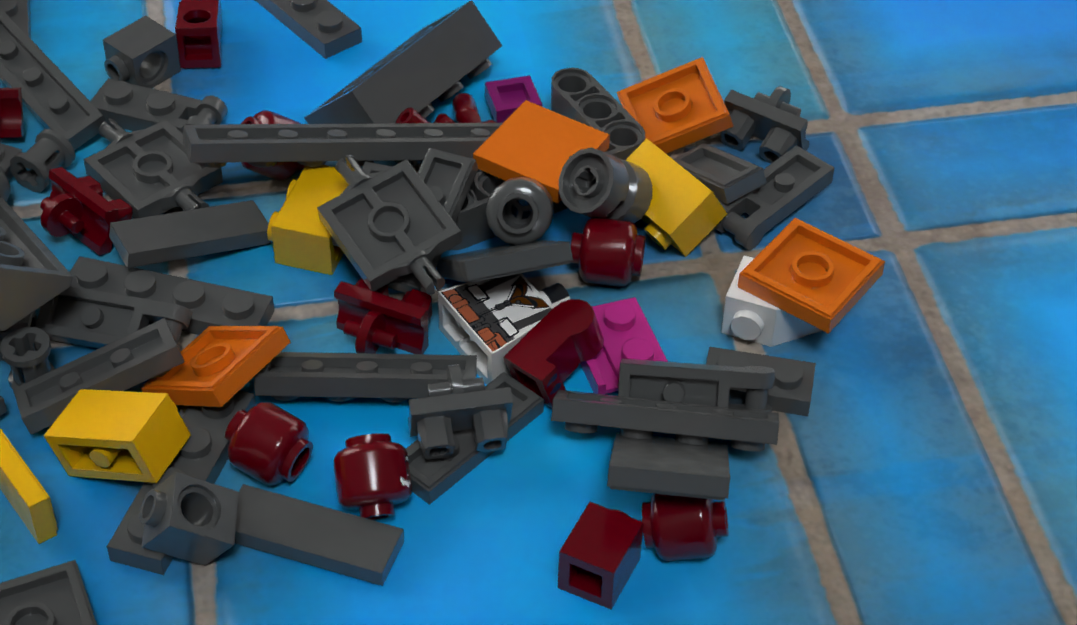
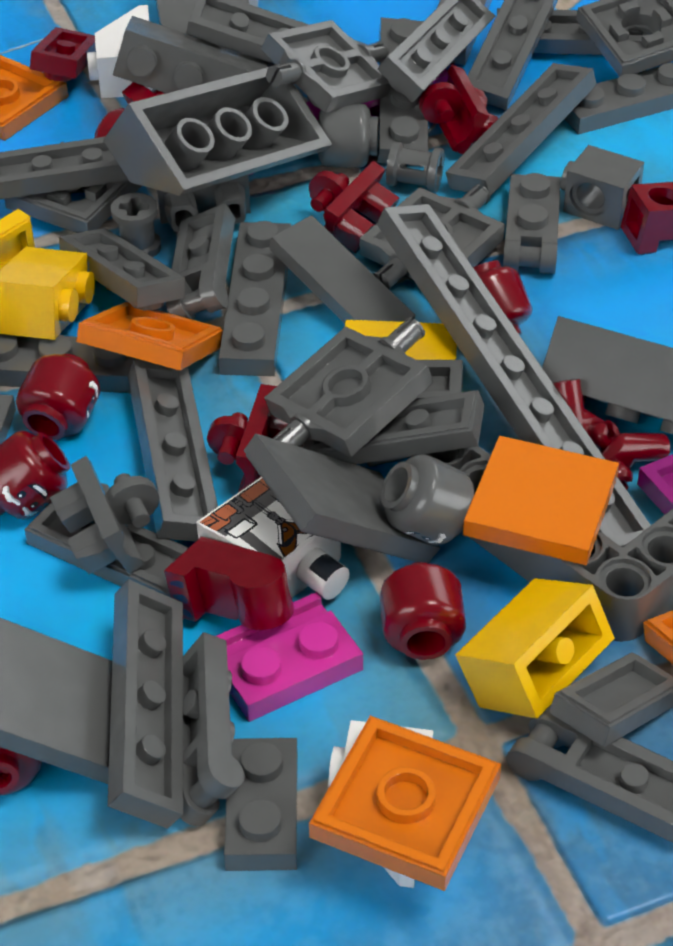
camera: 80 degrees right, 0 degrees up
(605, 186) = (490, 568): dark grey wheel -> none

